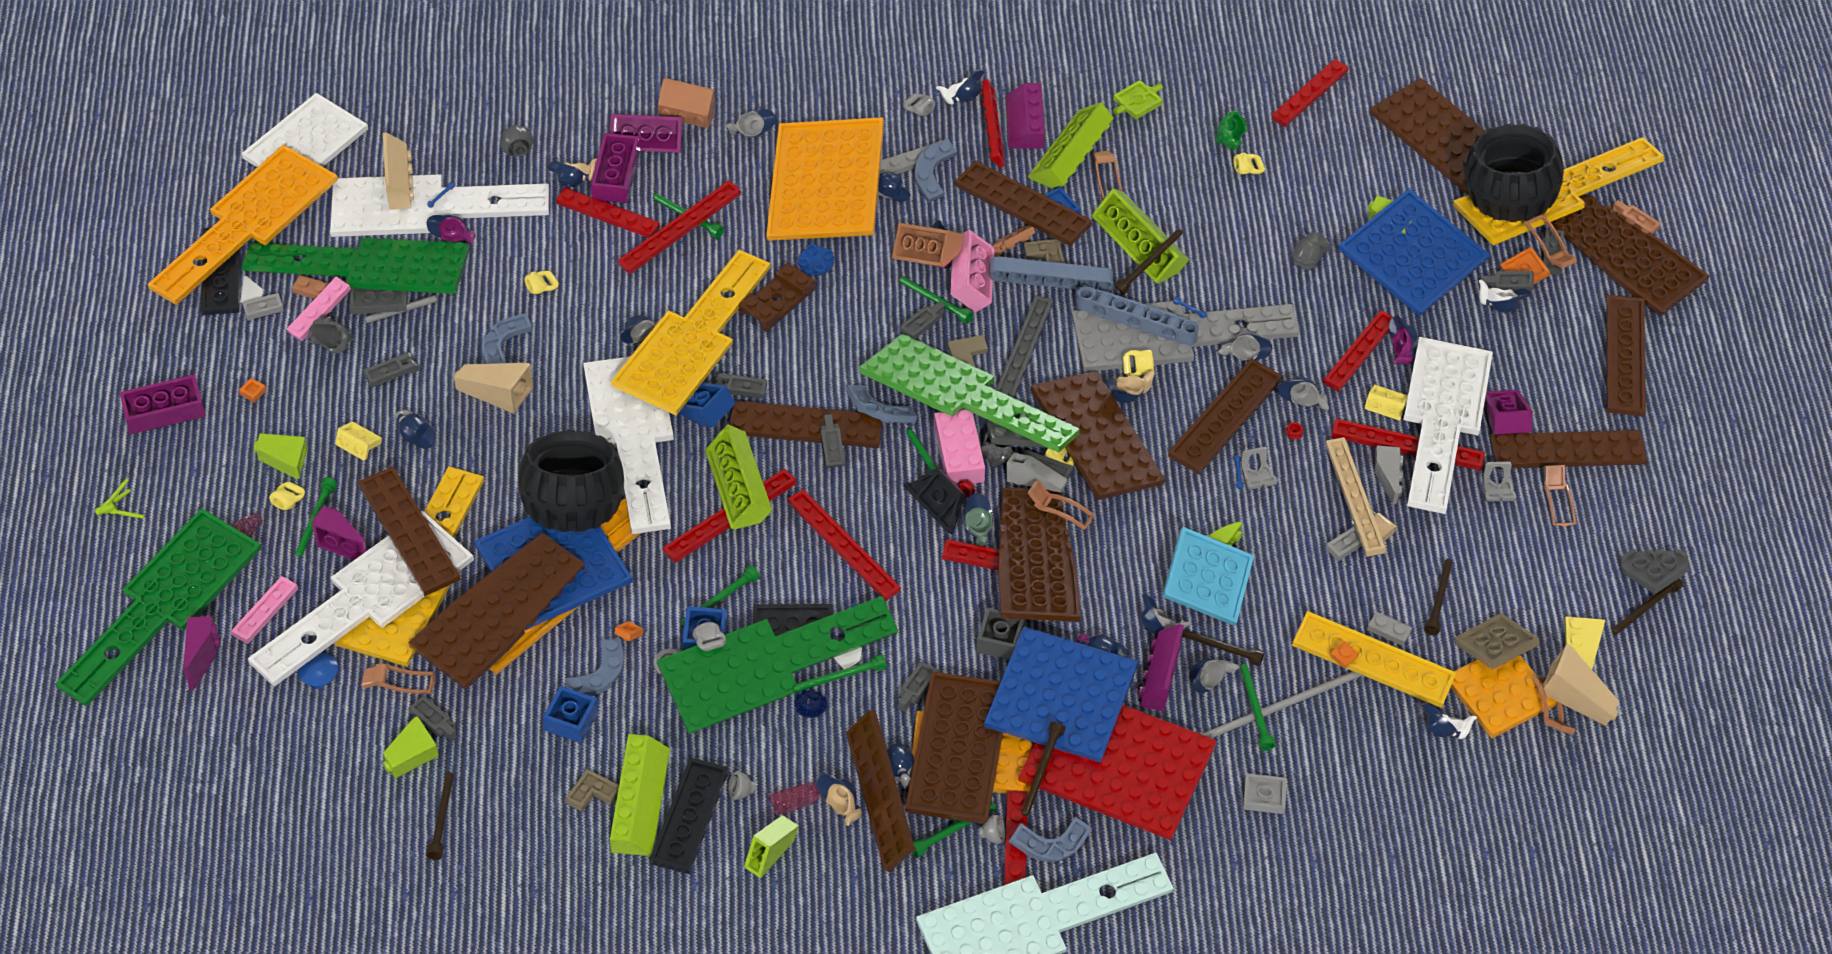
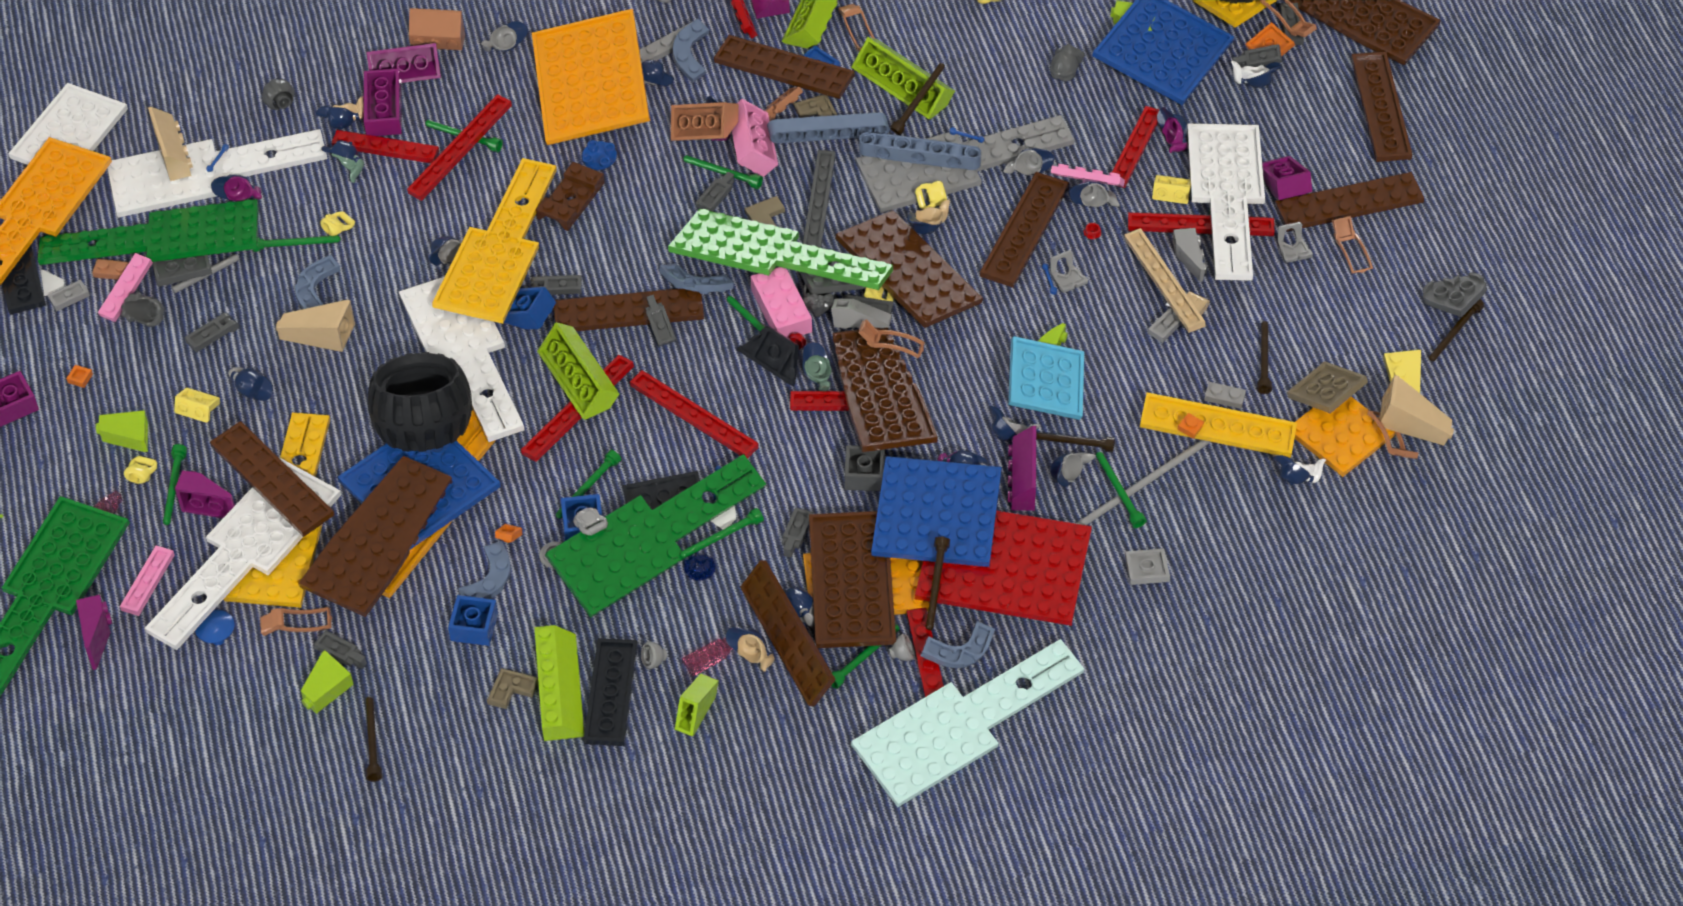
camera: 10 degrees left, 0 degrees up
(462, 289) = (296, 241): none -> green piece
(567, 216) = (348, 157): none -> hair
(1296, 368) = (1082, 174): none -> bright pink plate

